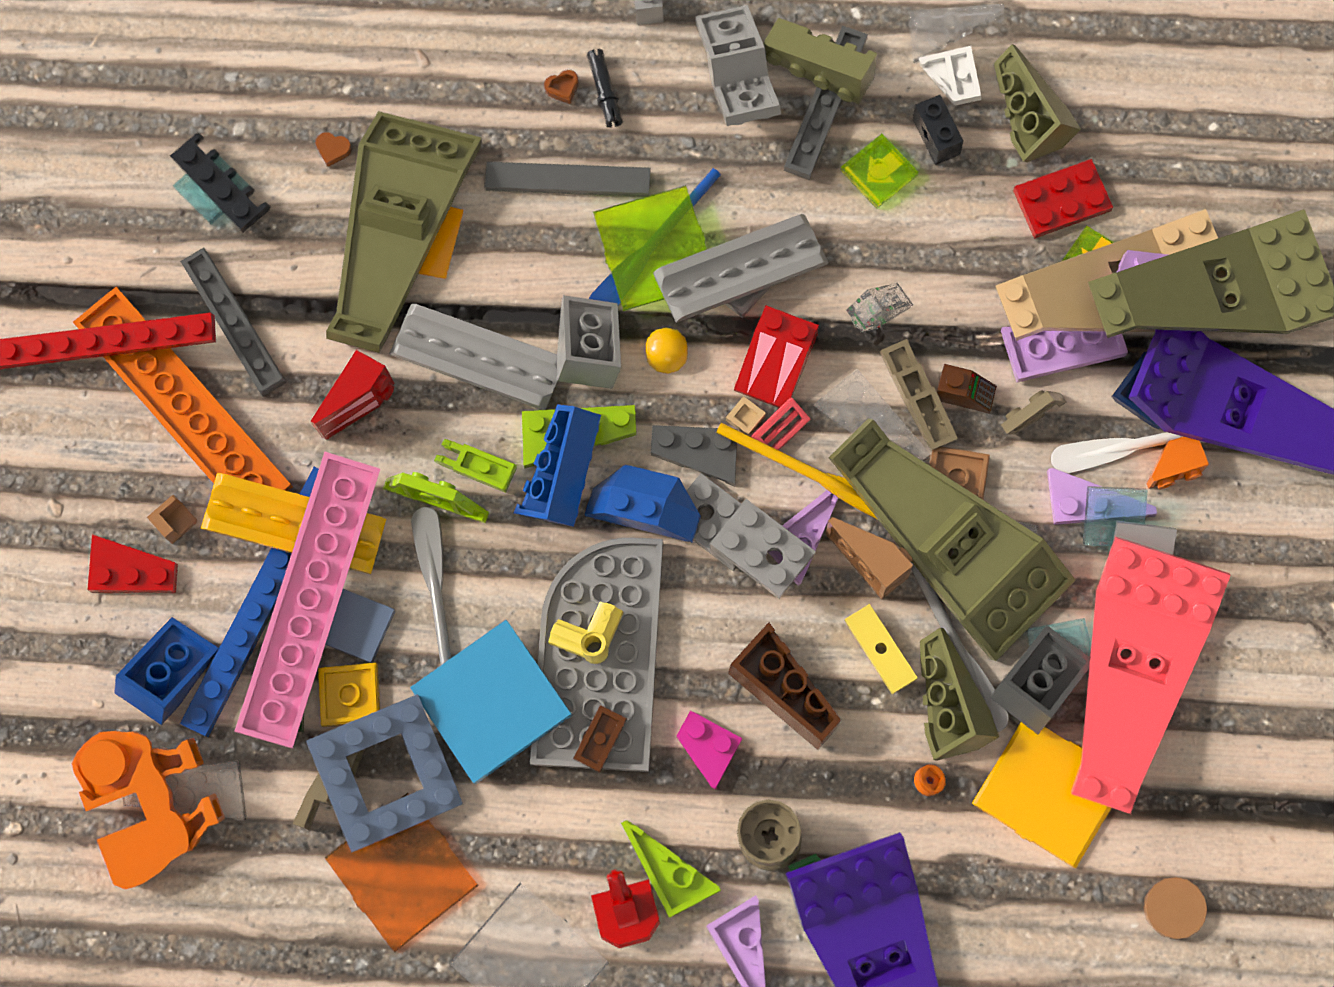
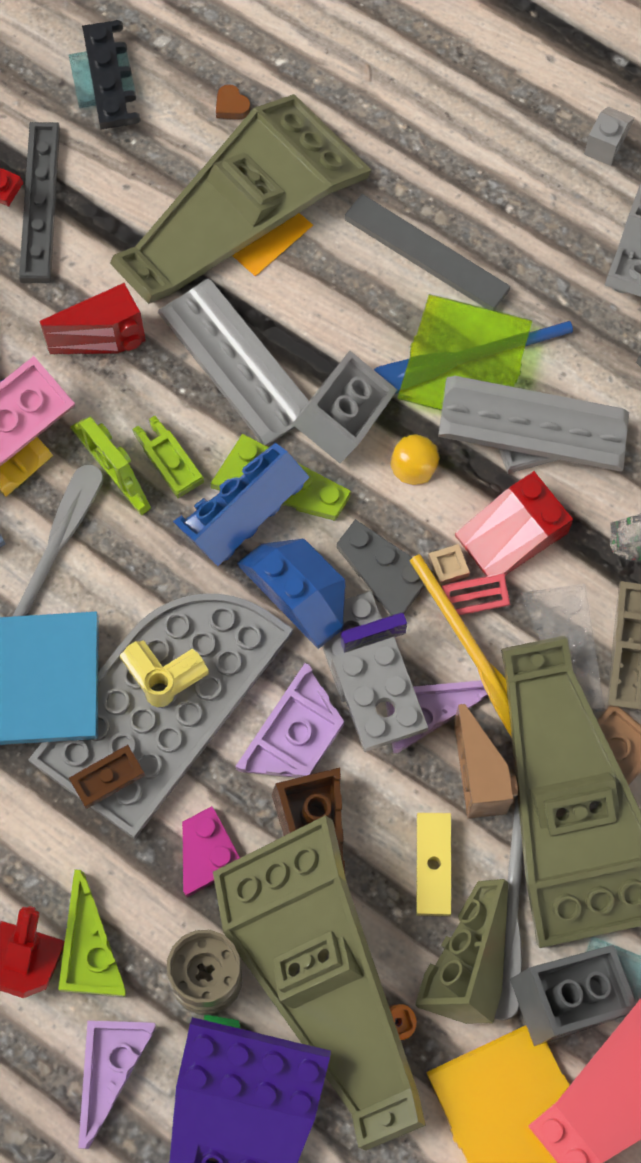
camera: 25 degrees right, 5 degrees down
(562, 86) = (477, 168): dark orange tile -> none
(607, 97) = (512, 201): black pin -> none
(715, 615) = (295, 731): none -> lavender wing
(726, 504) = (373, 632): none -> dark purple tile
(807, 746) = (287, 913): none -> olive wing

